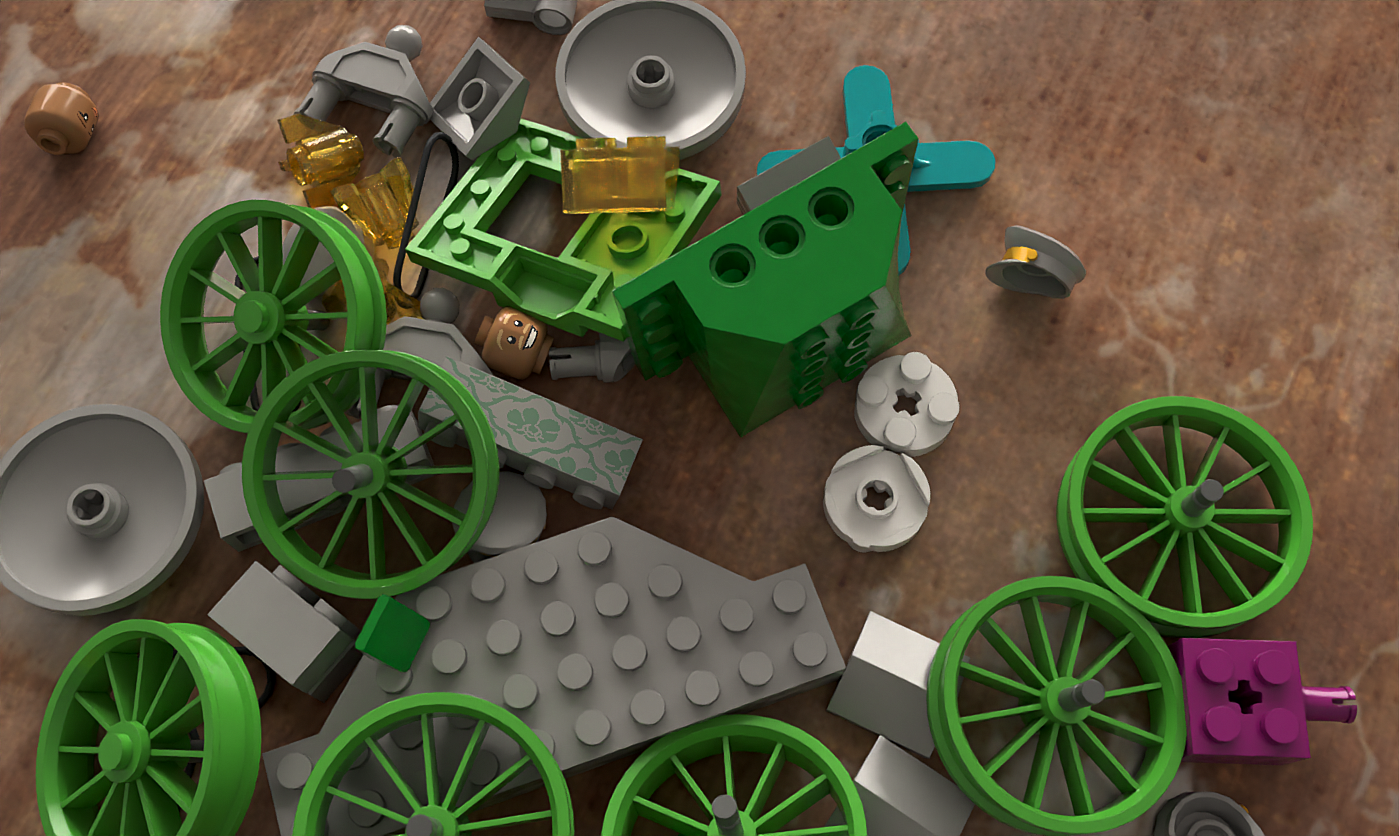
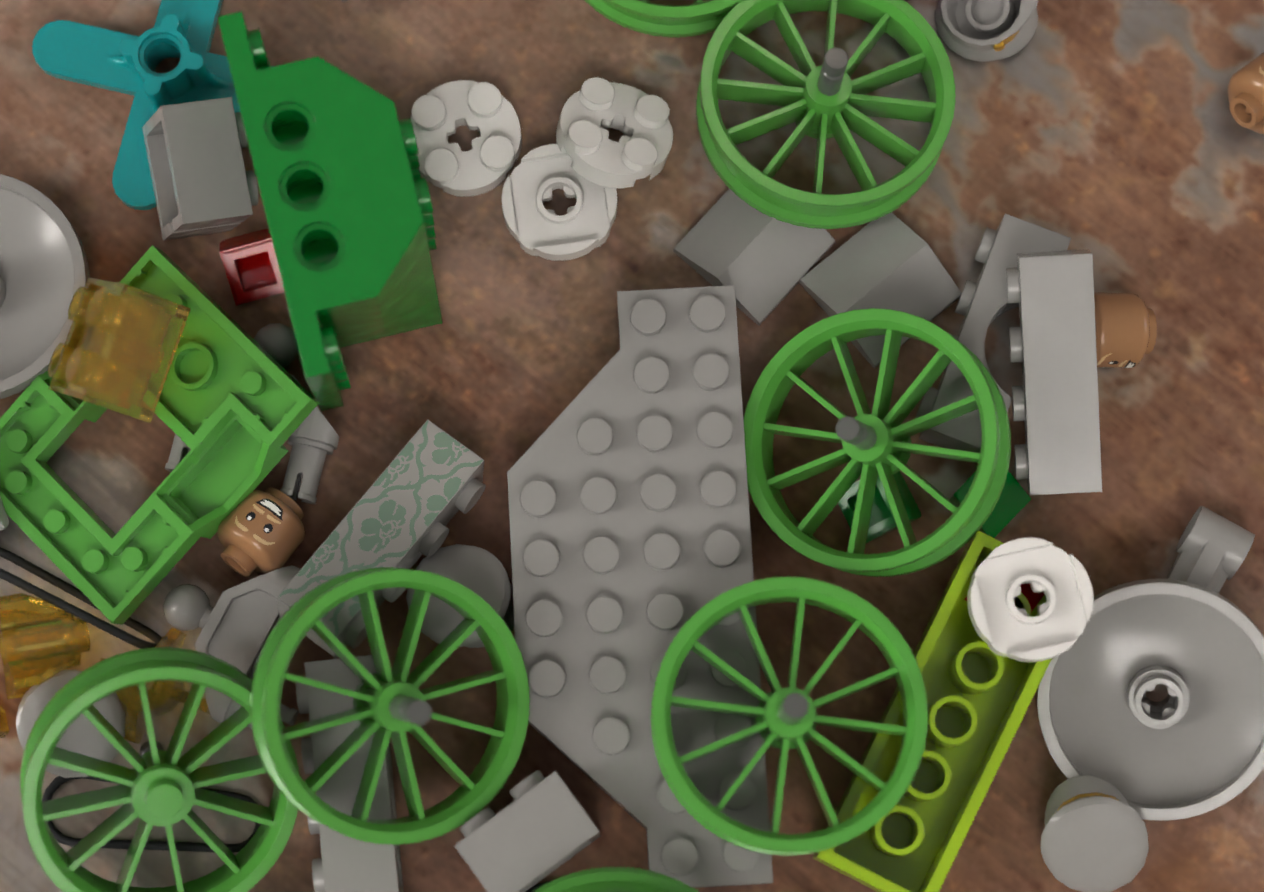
camera: 75 degrees left, 10 degrees up
(392, 634) = (574, 720): green slope -> none
(979, 519) = (619, 107): none -> white plate

